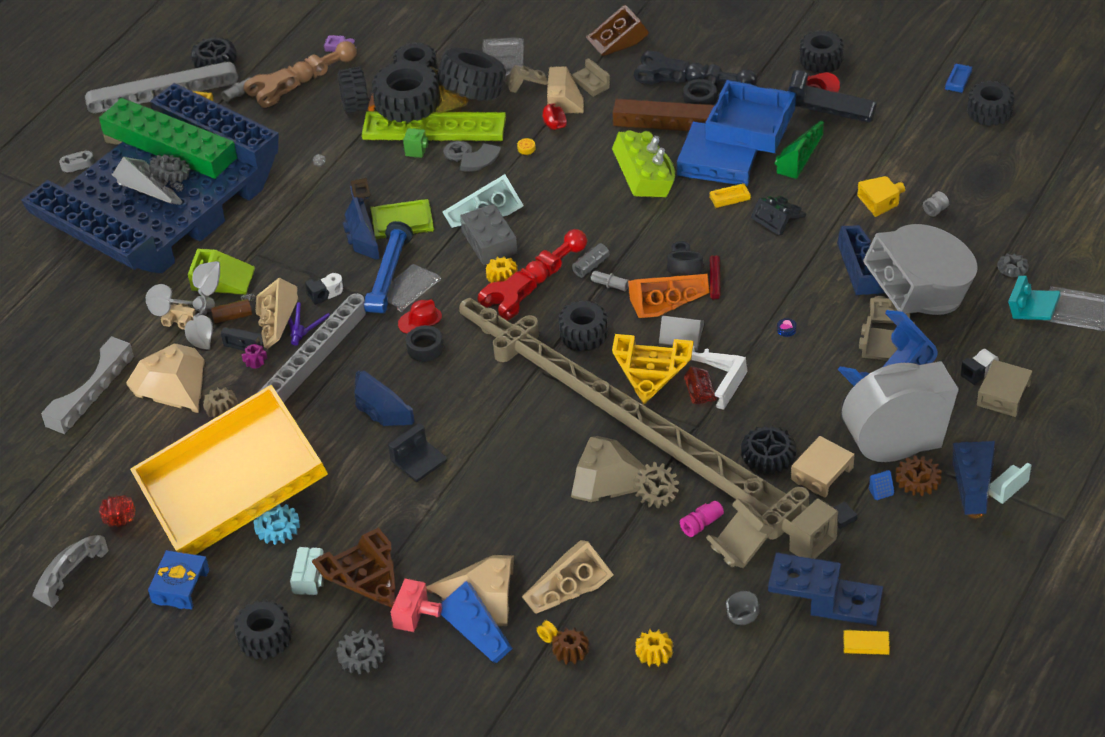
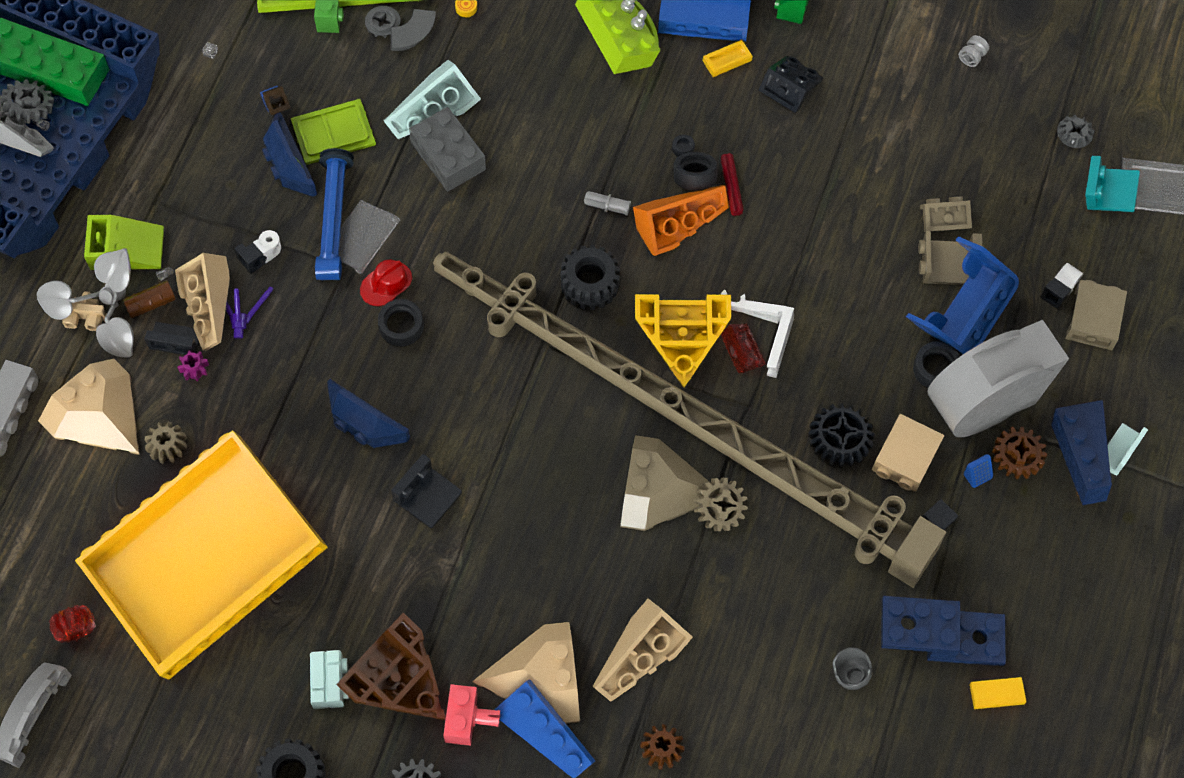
camera: 15 degrees left, 20 degrees up
(177, 579) = (169, 713): blue panel -> none
(277, 524) = (275, 603): medium azure gear -> none
(317, 347) = (262, 365): light grey beam -> none
(500, 269) = (474, 204): yellow gear -> none
(523, 282) = (517, 202): red piece -> none
(547, 631) = (631, 729): yellow bush -> none
(590, 260) = (579, 175): dark grey axle -> none
(654, 647) = (764, 745): yellow gear -> none
(680, 329) = (706, 270): light grey slope -> none
(702, 517) = (783, 541): dark pink axle -> none
(742, 535) = (834, 568): dark tan panel -> none
(786, 327) = (829, 250): clear blue tile -> none
(853, 247) = (906, 152): dark blue wedge -> none
(880, 194) = (906, 43): yellow torso -> none
(922, 268) = (982, 161): light grey brick -> none

